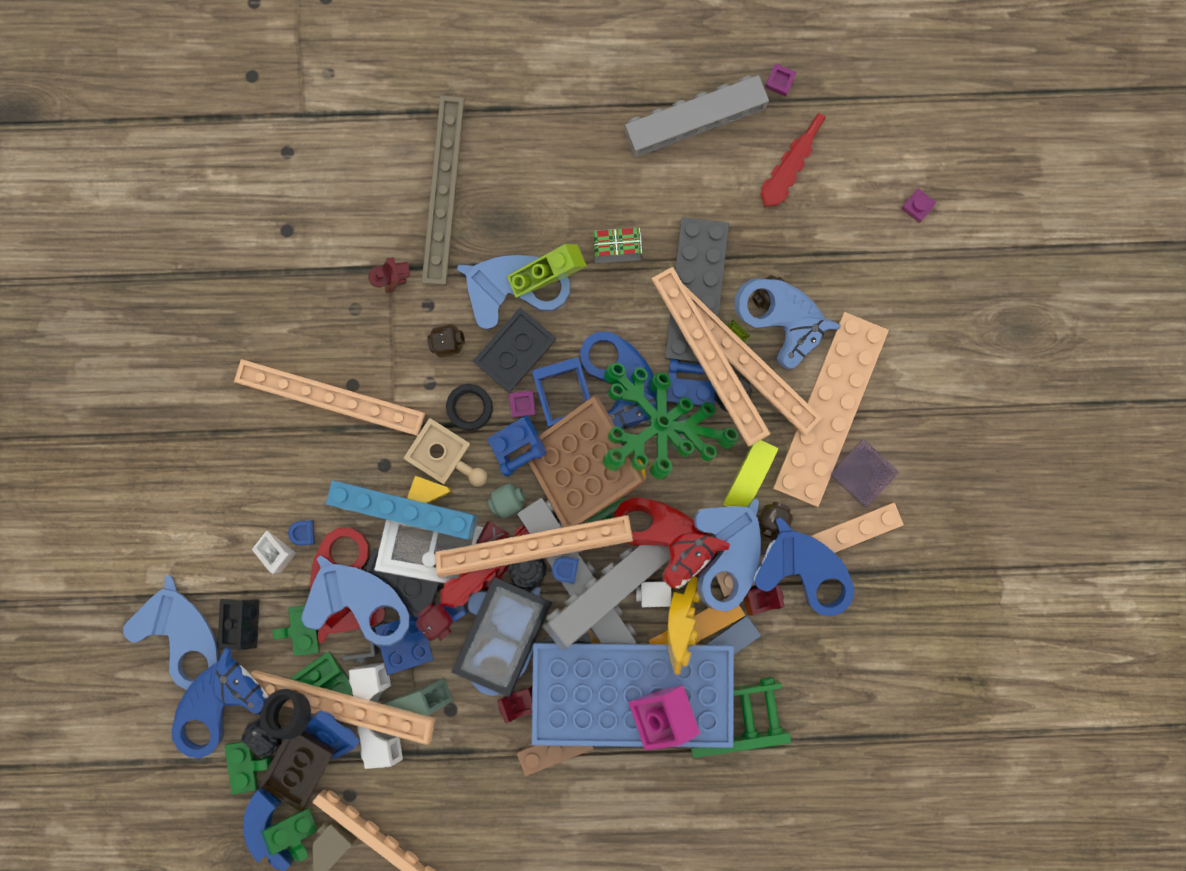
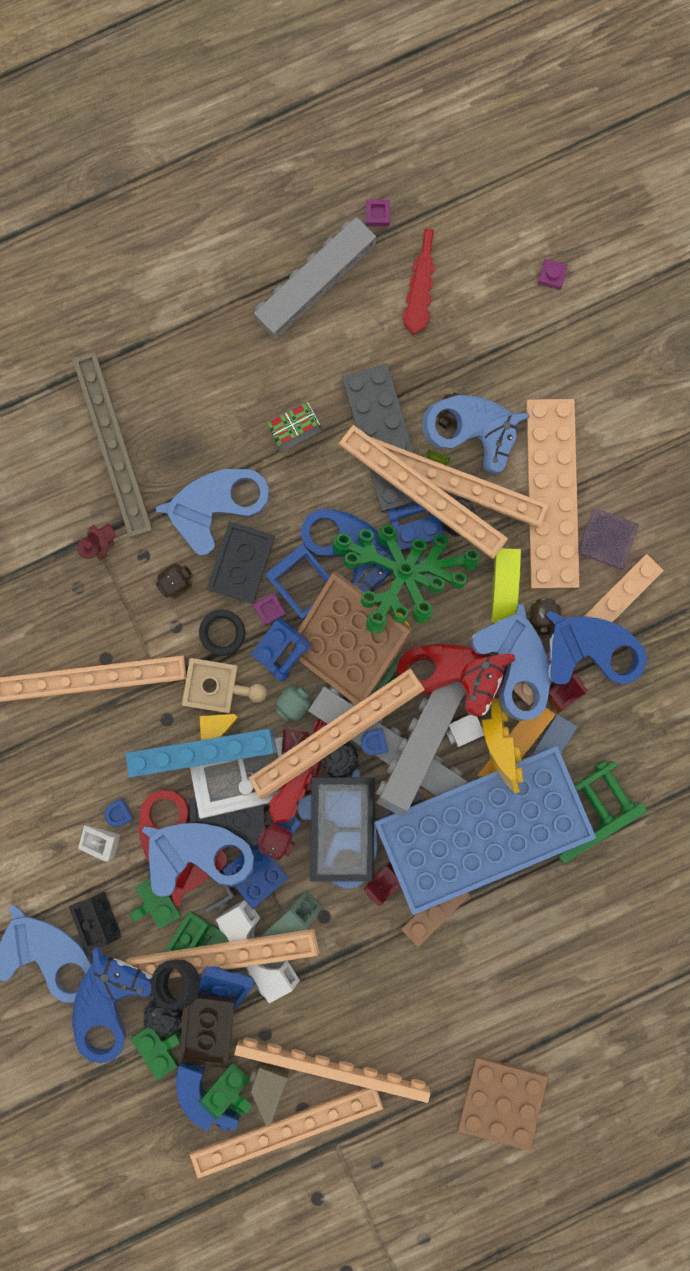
camera: 15 degrees left, 0 degrees up
(547, 269) = (239, 476): lime slope -> none
(664, 718) = (523, 838): dark pink slope -> none

